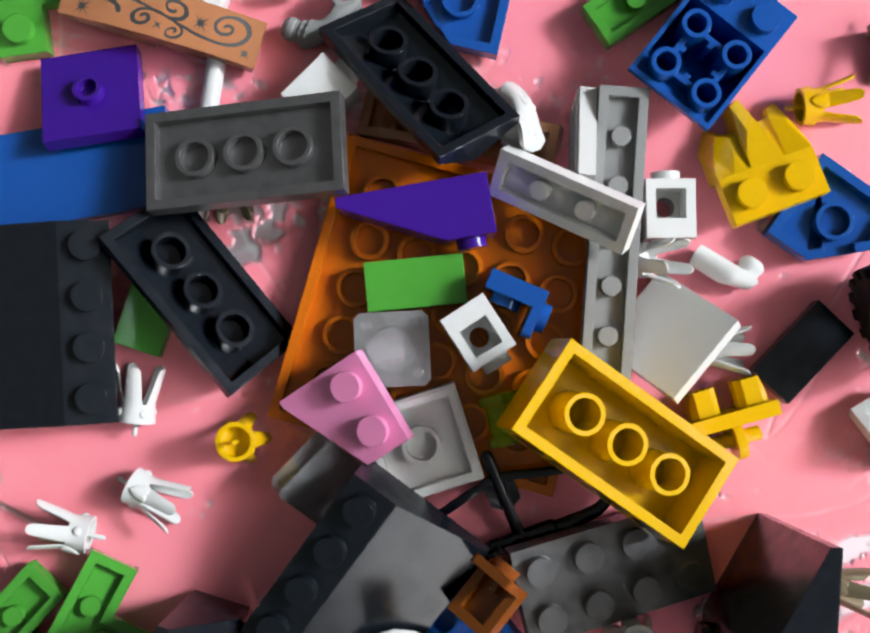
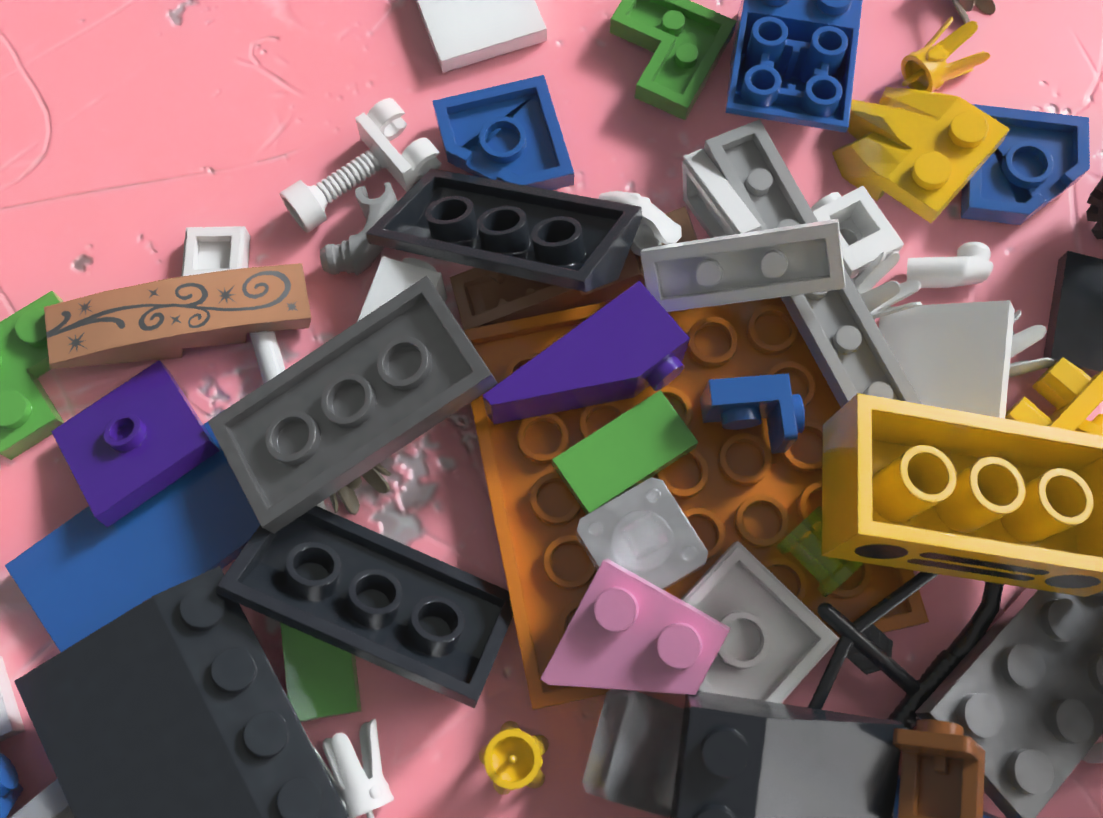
camera: 20 degrees left, 15 degrees down
(479, 314) = (731, 446): white brick -> none

